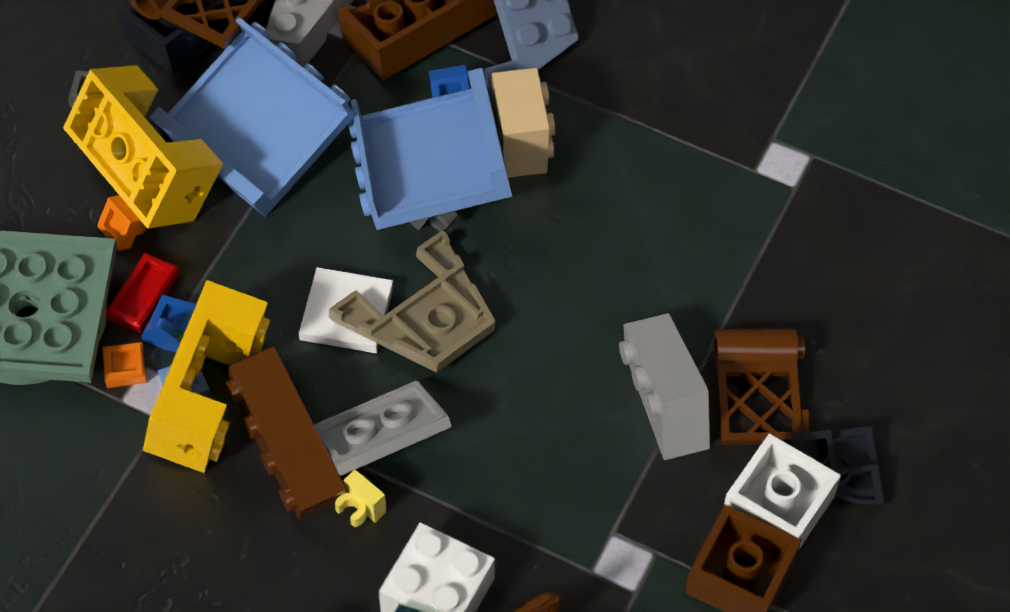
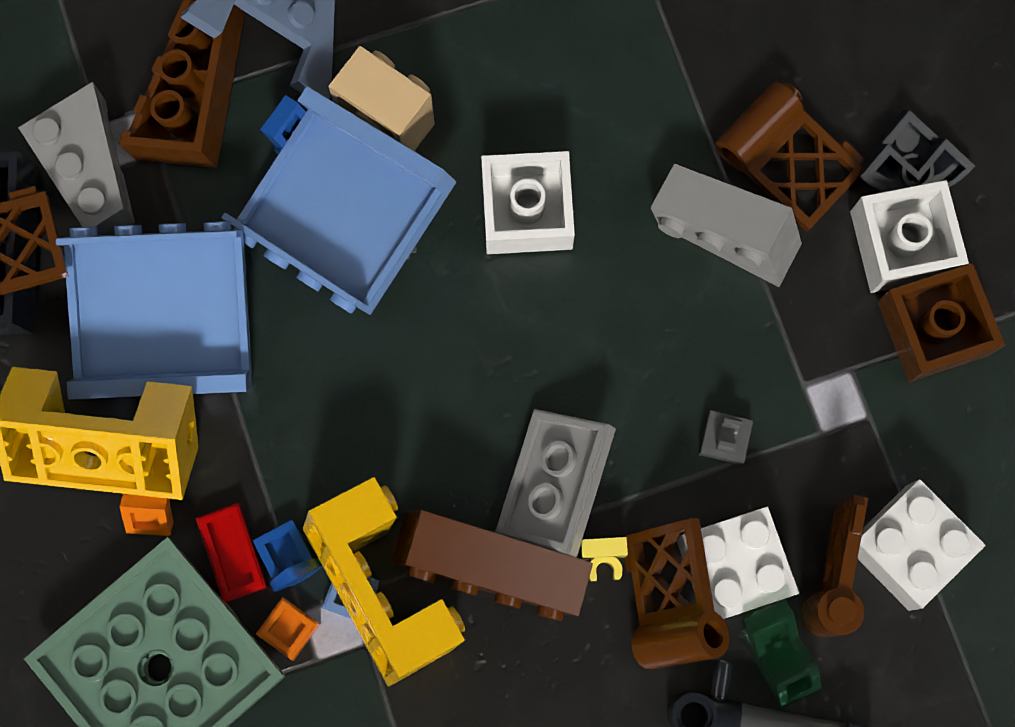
camera: 45 degrees left, 20 degrees up
(327, 290) = (411, 403): white tile -> none
(361, 572) = (678, 633): none -> reddish brown piece
(431, 324) = (496, 344): dark tan wing -> none
(522, 512) = (726, 437): none -> dark grey tile
(547, 255) = (527, 202): none -> white brick

